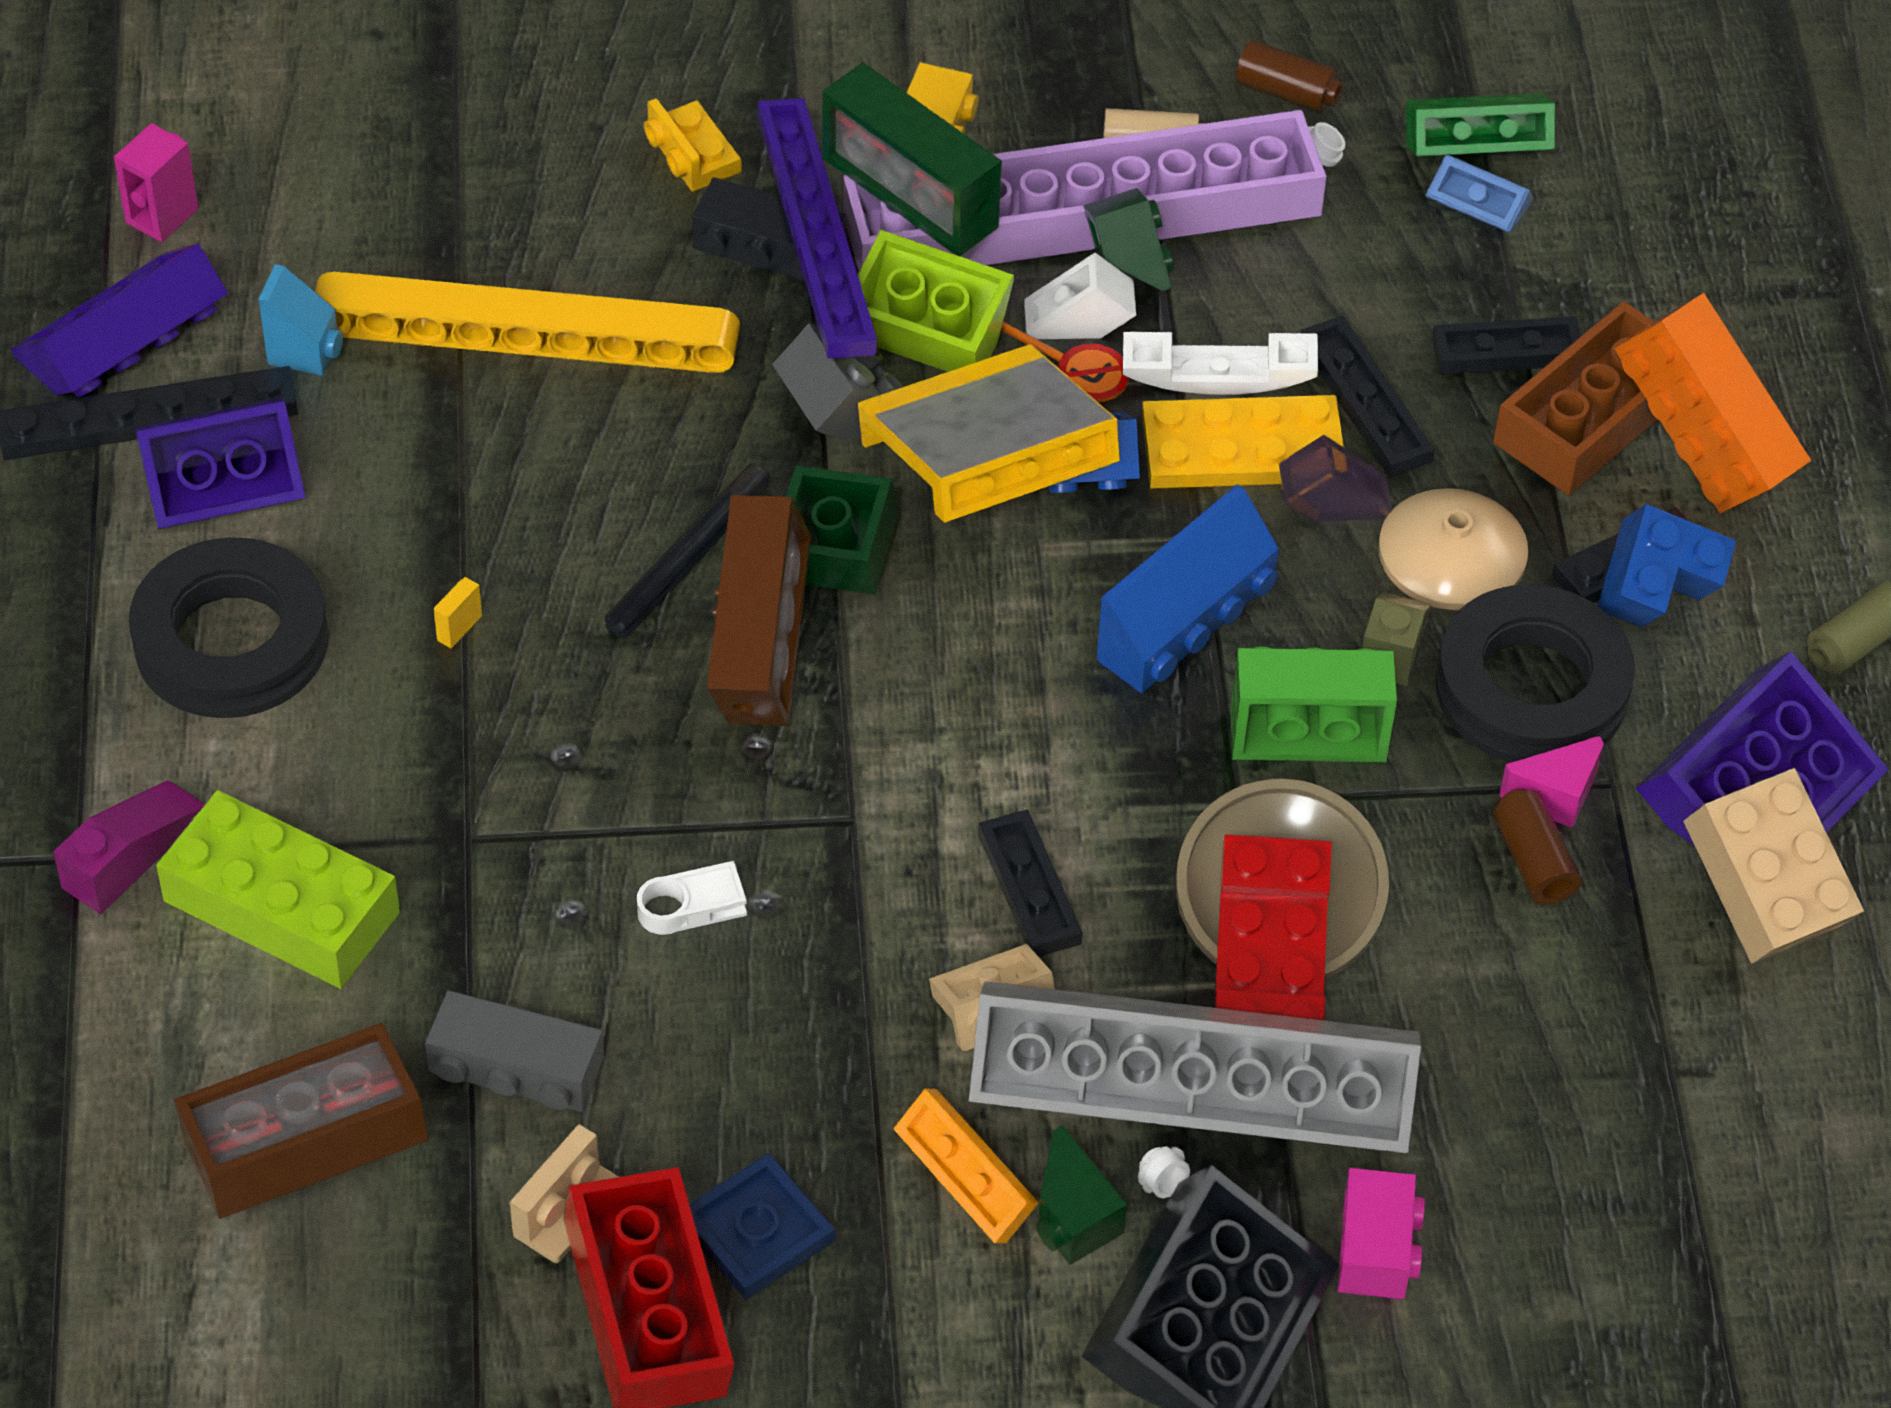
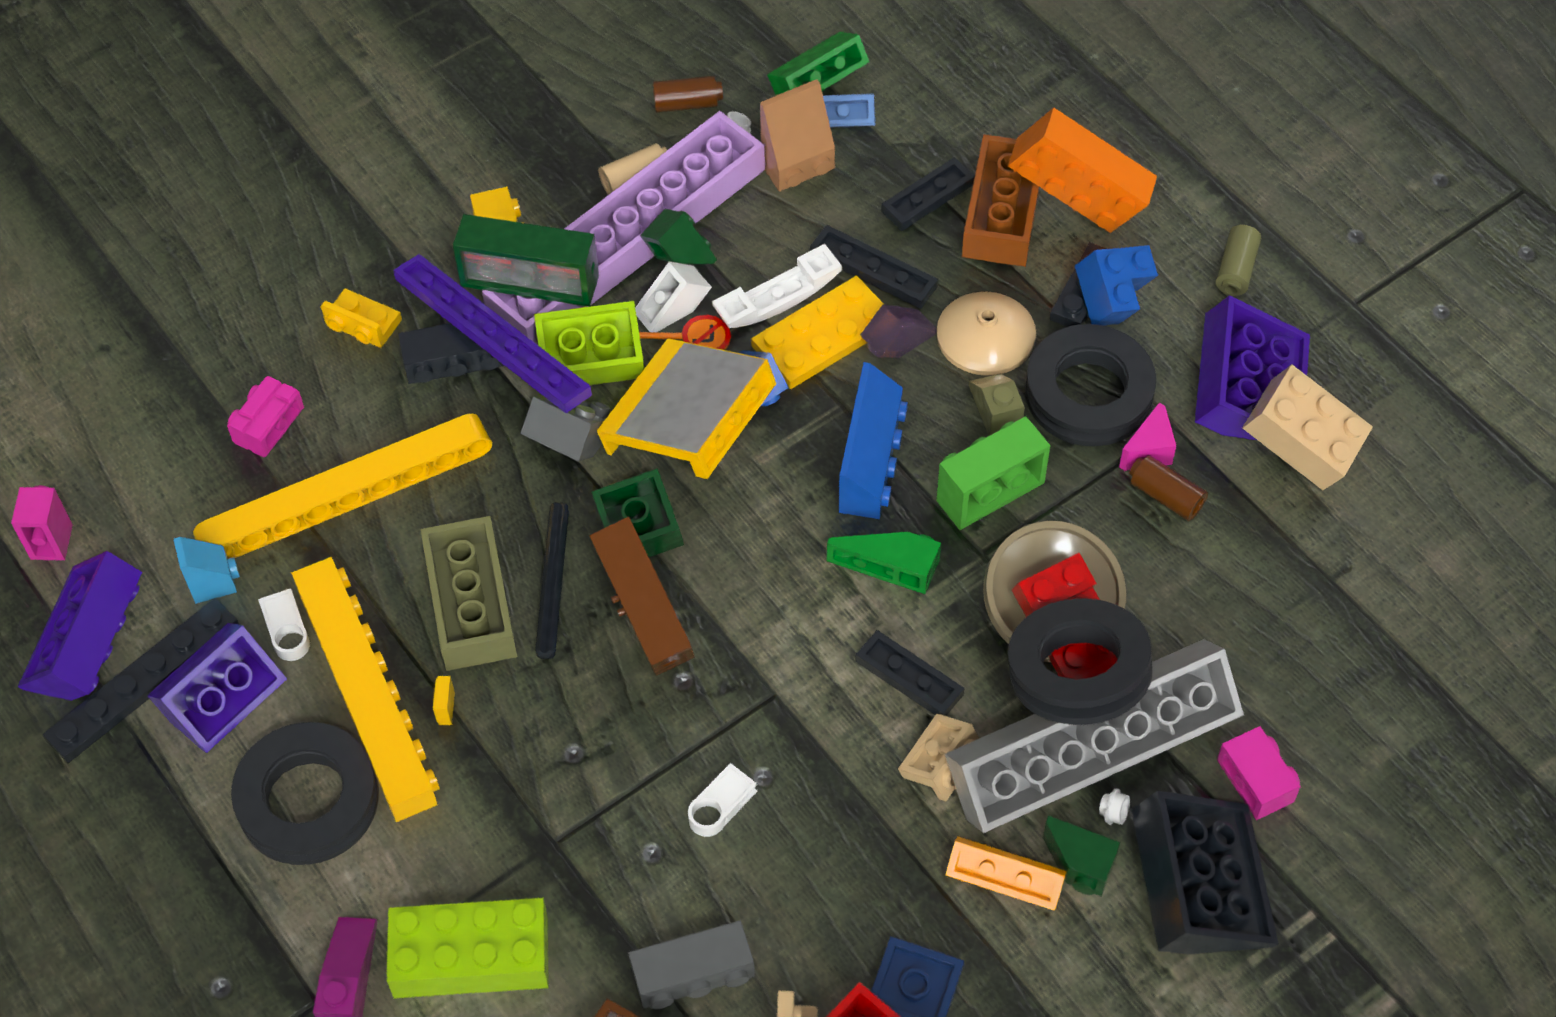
camera: 30 degrees left, 5 degrees up
(347, 428) = (283, 619): none -> white piece
(378, 553) = (365, 690): none -> yellow brick
(495, 196) = (265, 416): none -> dark pink brick
(572, 508) = (468, 593): none -> olive brick
(1113, 738) = (891, 557): none -> green slope
(1215, 1006) = (1085, 699): none -> black tyre
(1376, 185) = (796, 136): none -> medium nougat slope

